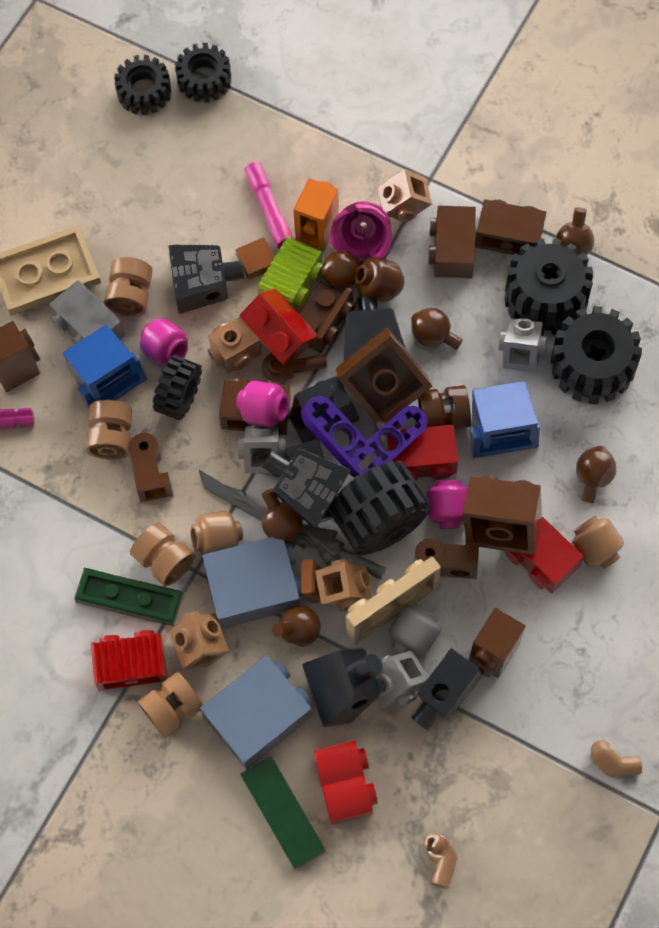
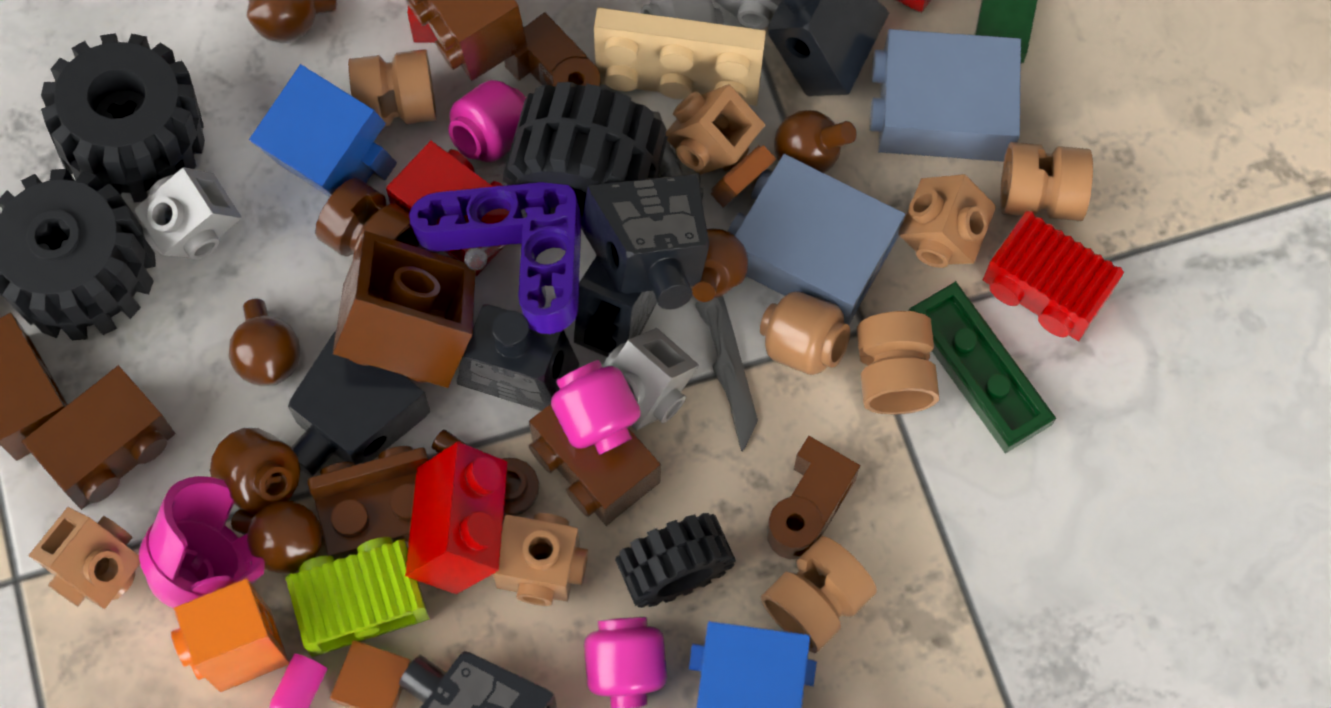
camera: 140 degrees left, 0 degrees up
(510, 465) = (395, 87): none -> medium nougat wheel

